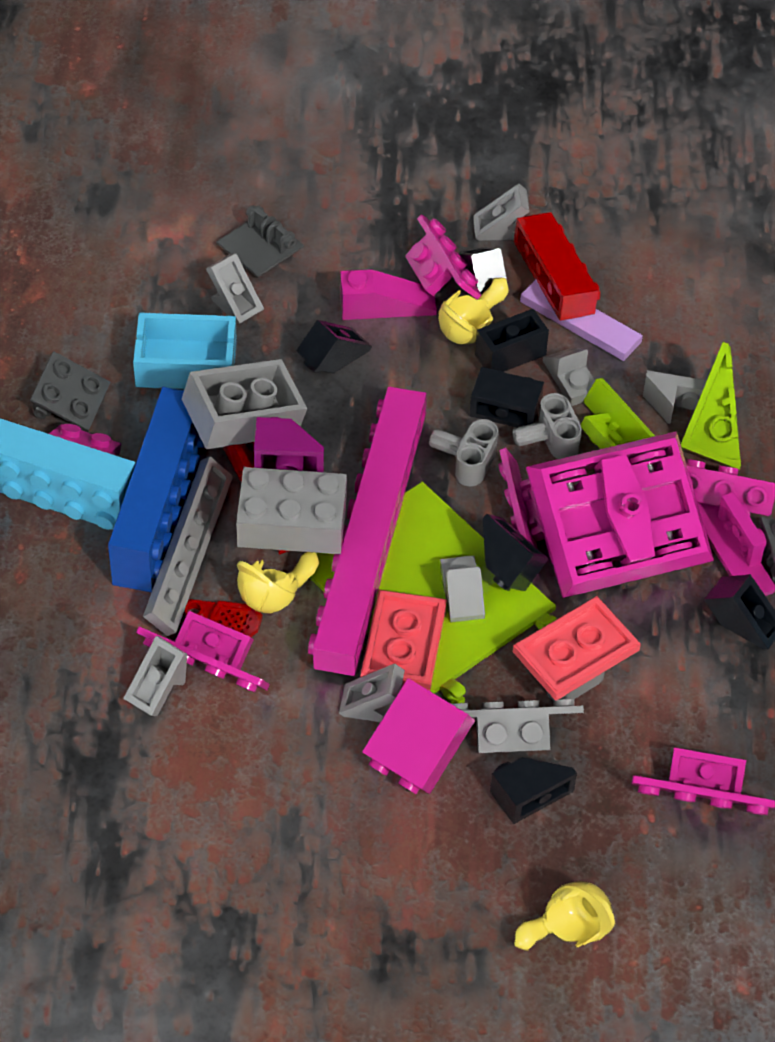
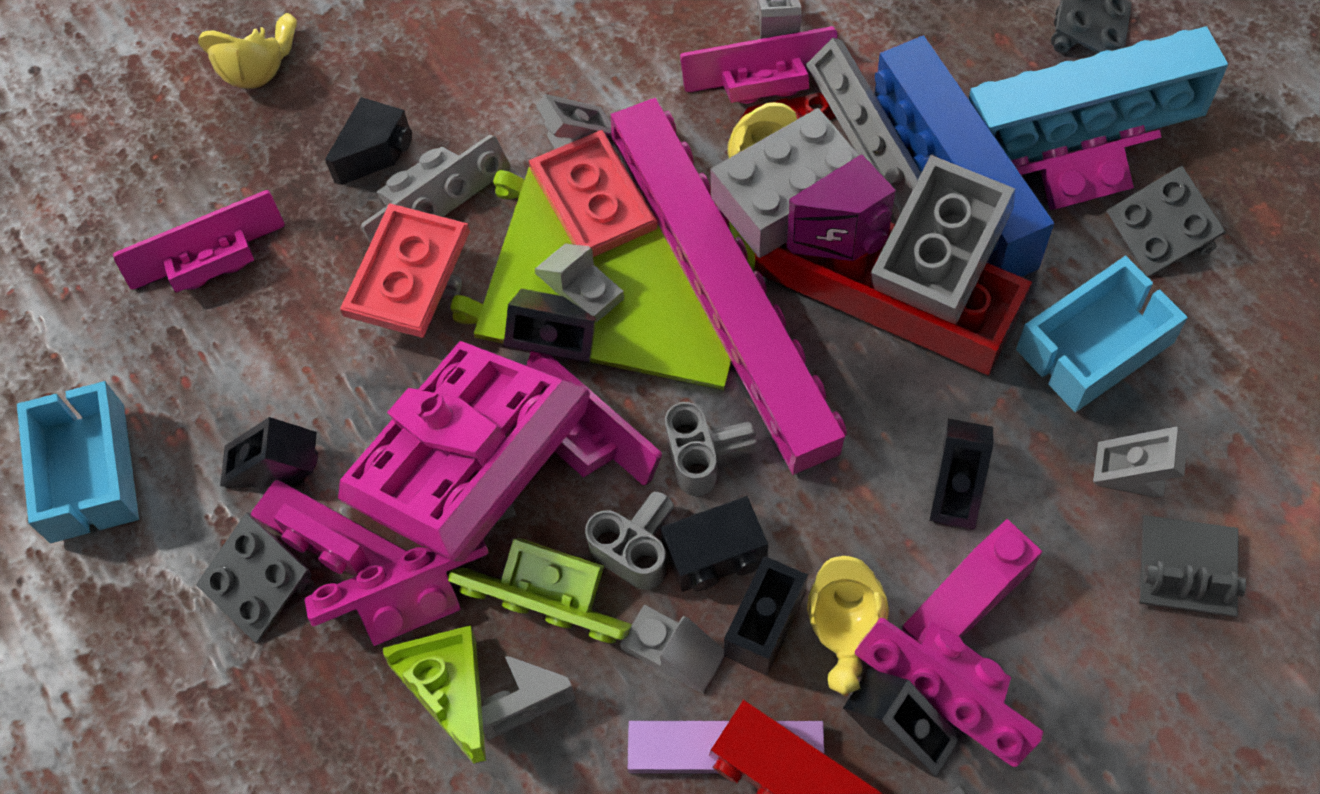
camera: 150 degrees right, 10 degrees up
(417, 737) = (495, 100): dark pink brick -> none

